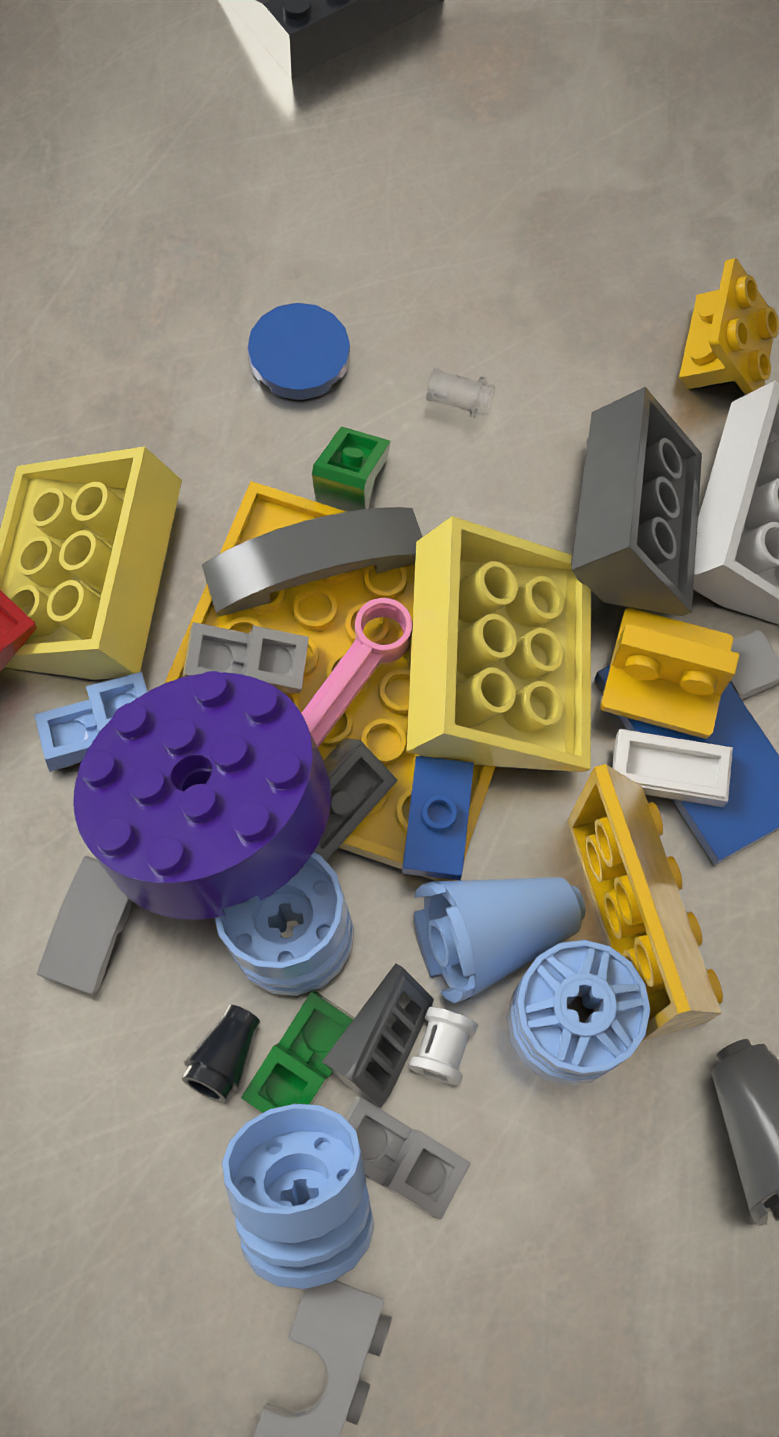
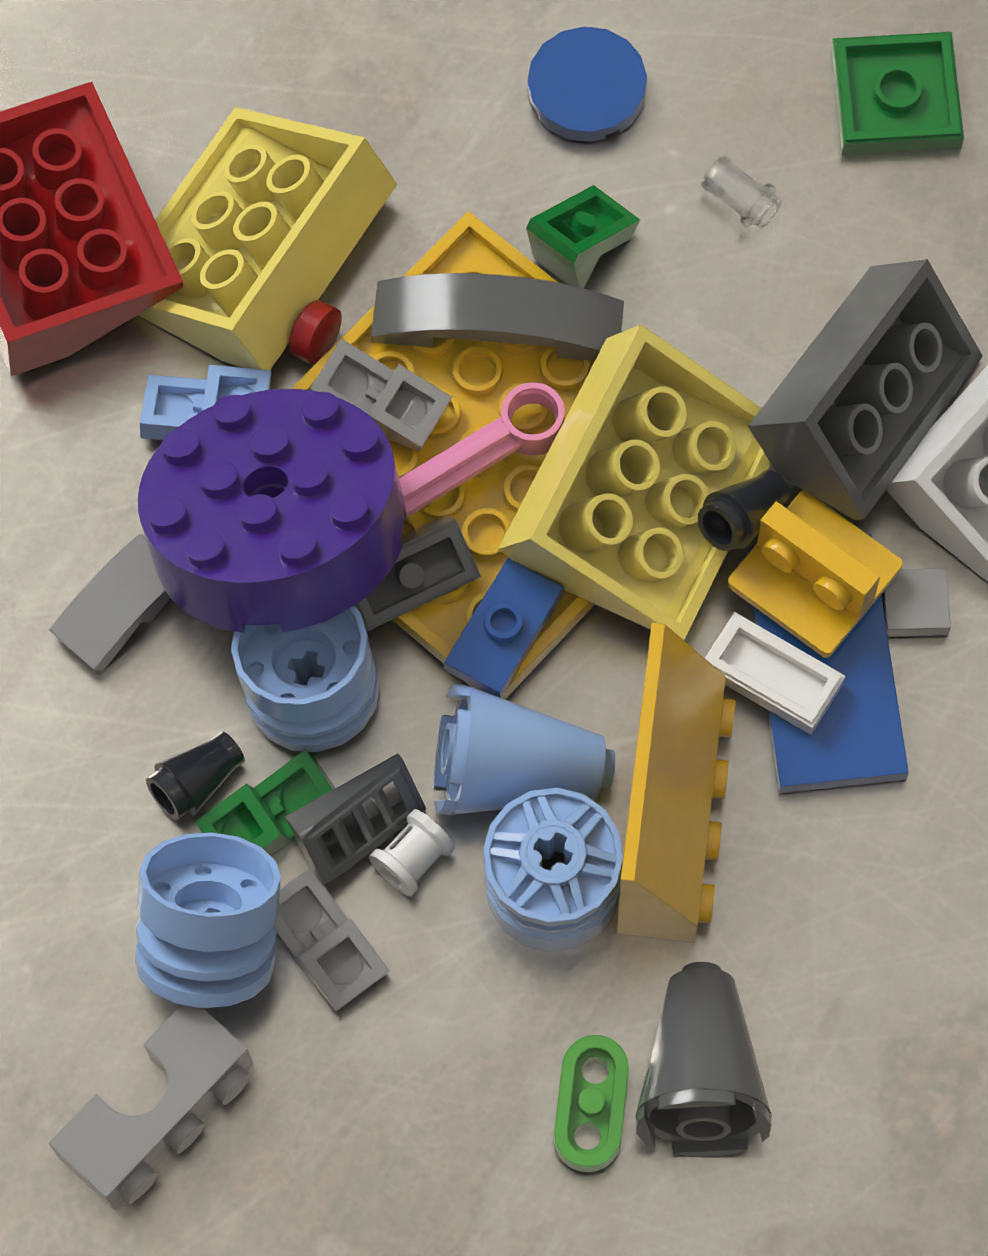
camera: 30 degrees right, 0 degrees up
(164, 625) = (315, 331): none -> red tile
(541, 278) = (897, 93): none -> green tile
(592, 645) = (733, 514): none -> black cone
(698, 1207) = (590, 1104): none -> bright green plate

